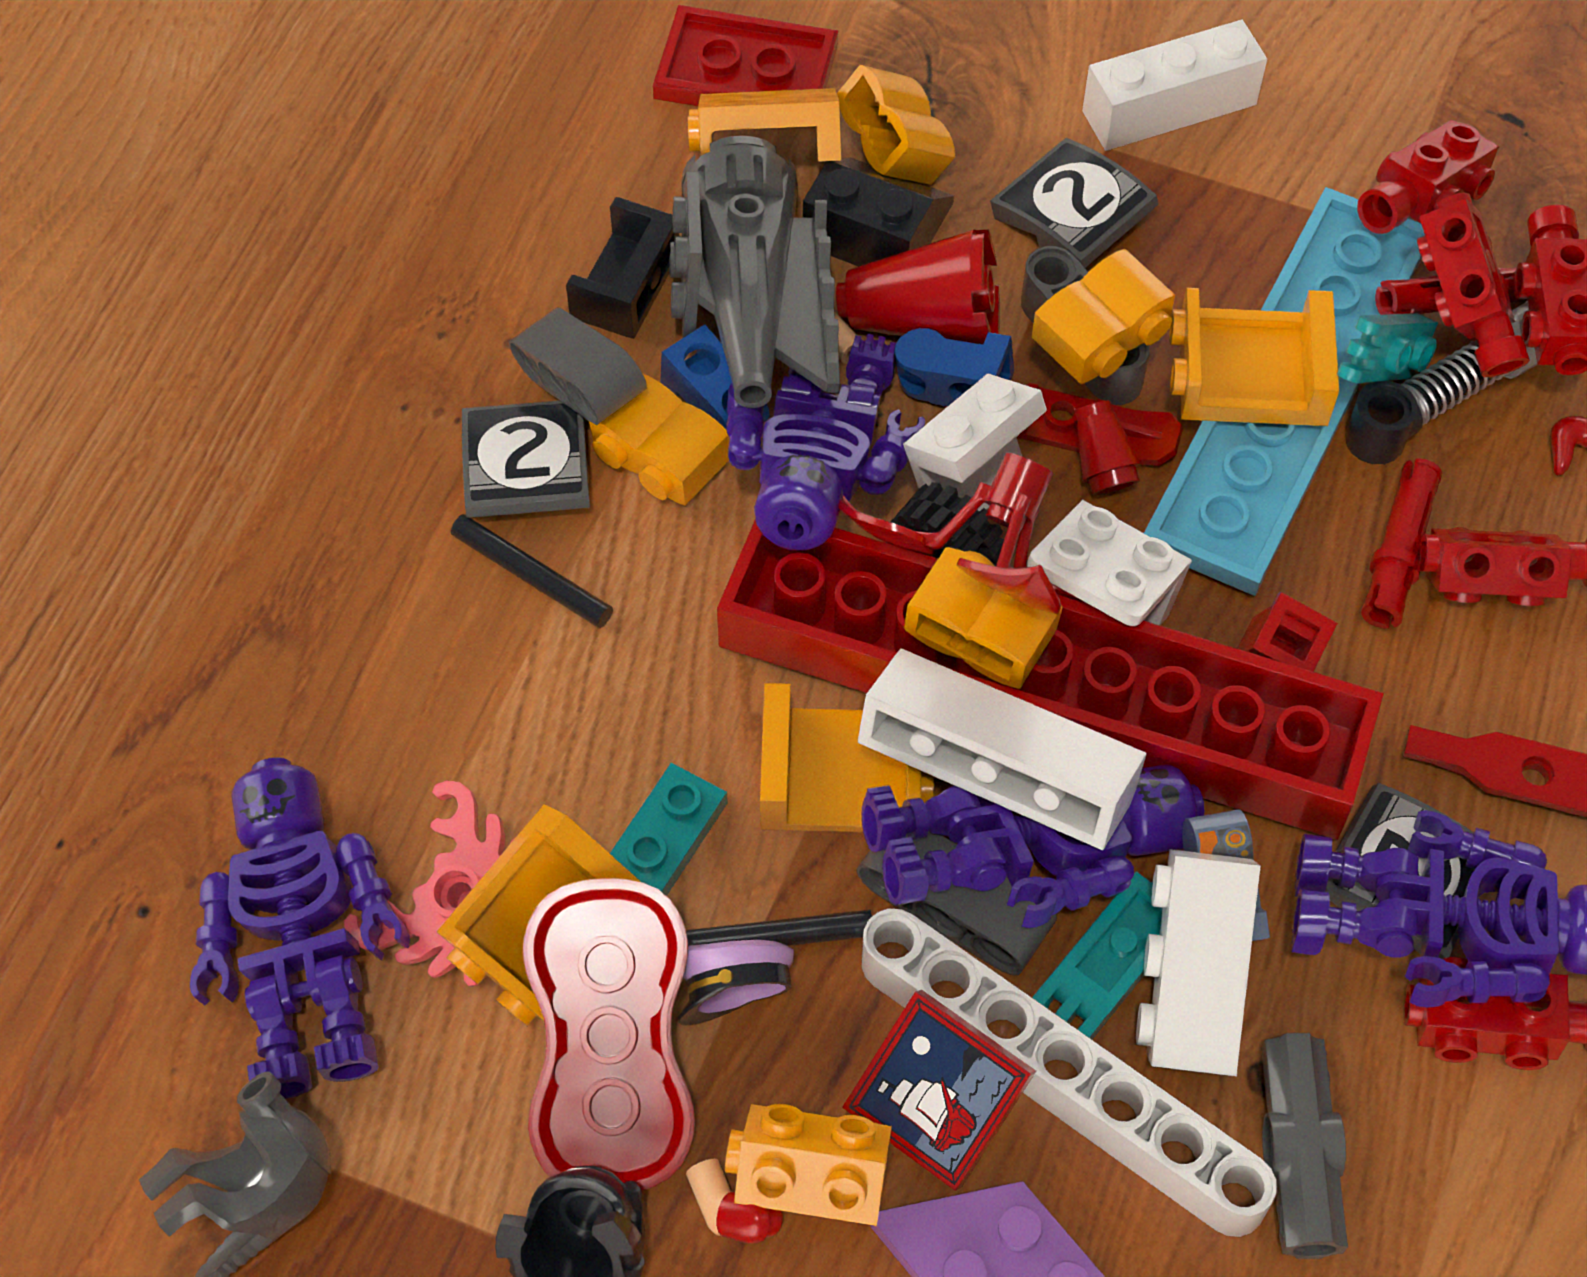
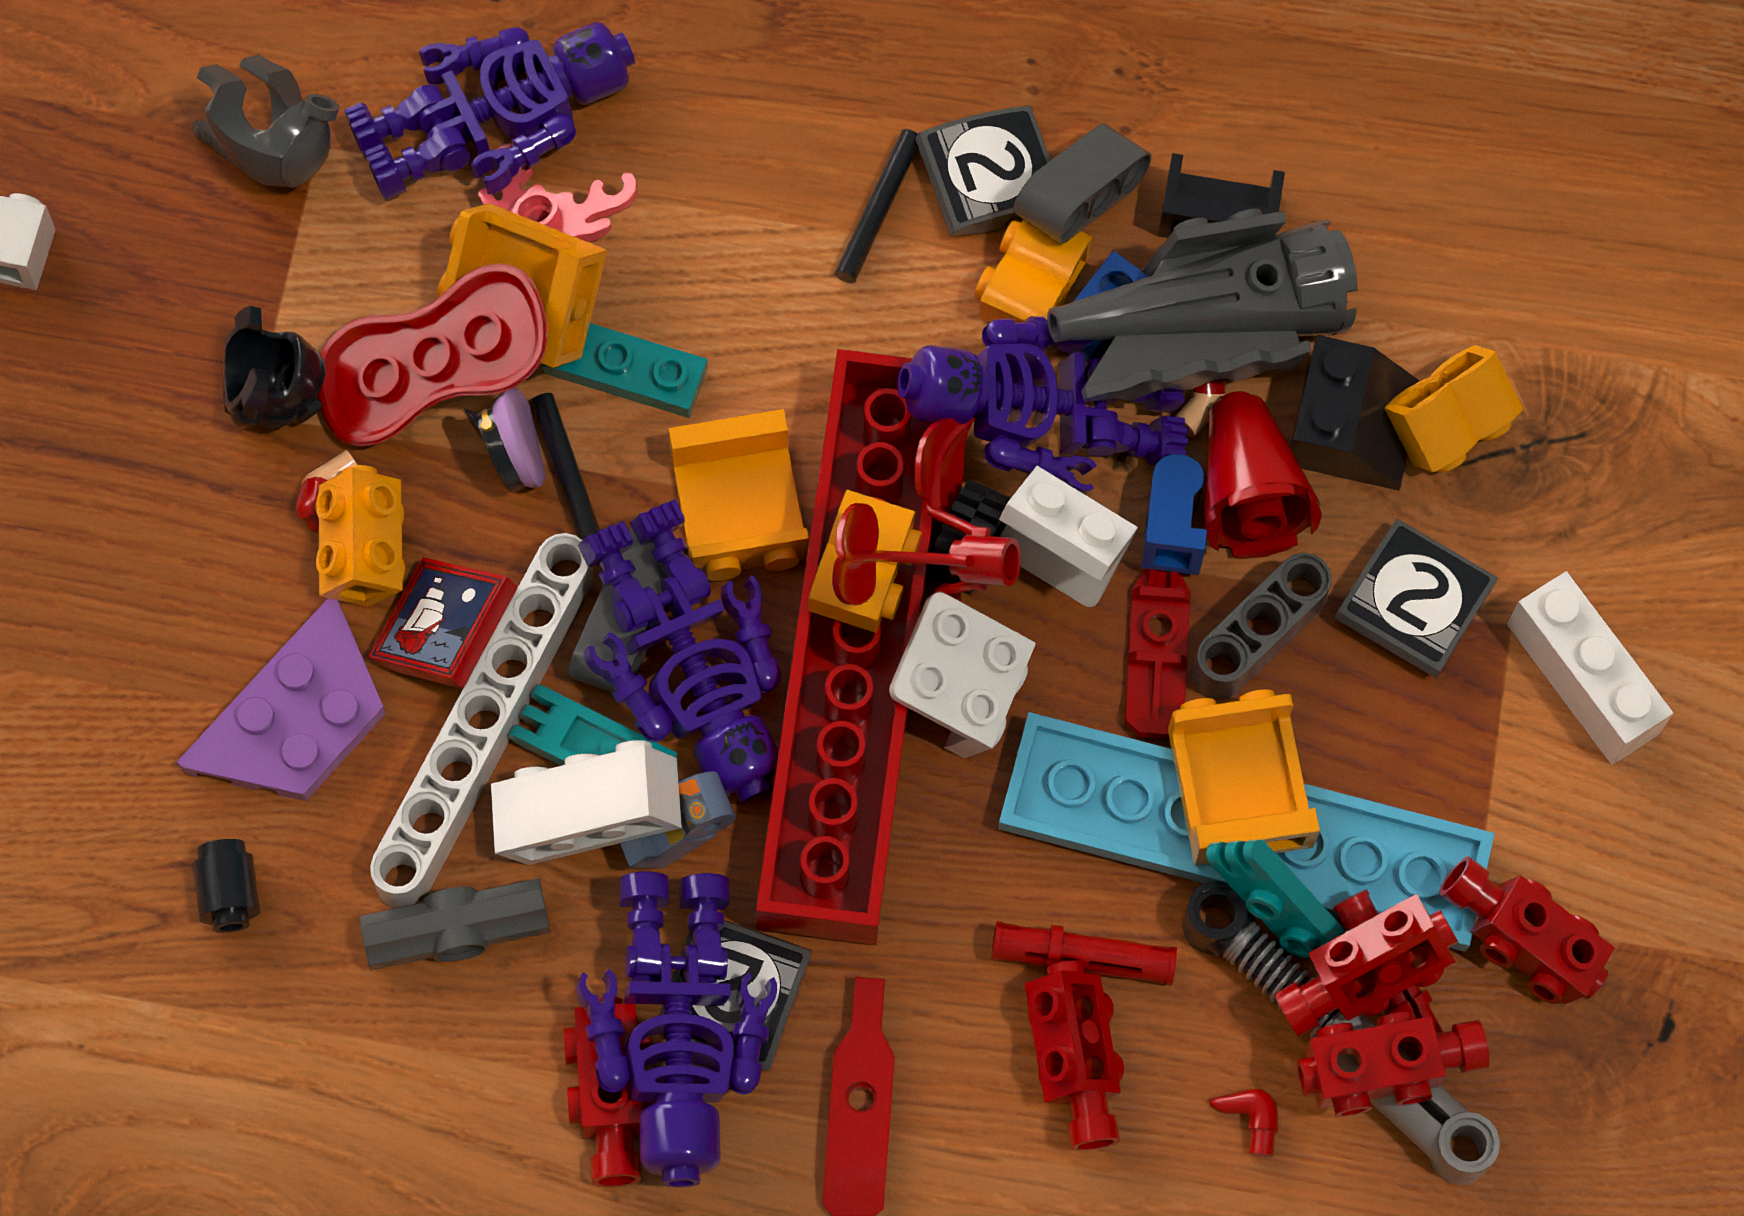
camera: 75 degrees right, 10 degrees up
(740, 54) = (1515, 263): red tile -> none
(769, 110) = (1419, 288): light orange panel -> none
(1001, 748) = (740, 600): white brick -> none
(1103, 317) = (1236, 624): light orange brick -> none
(1105, 450) = (1115, 665): red cone -> none
(1289, 633) = (928, 845): red brick -> none

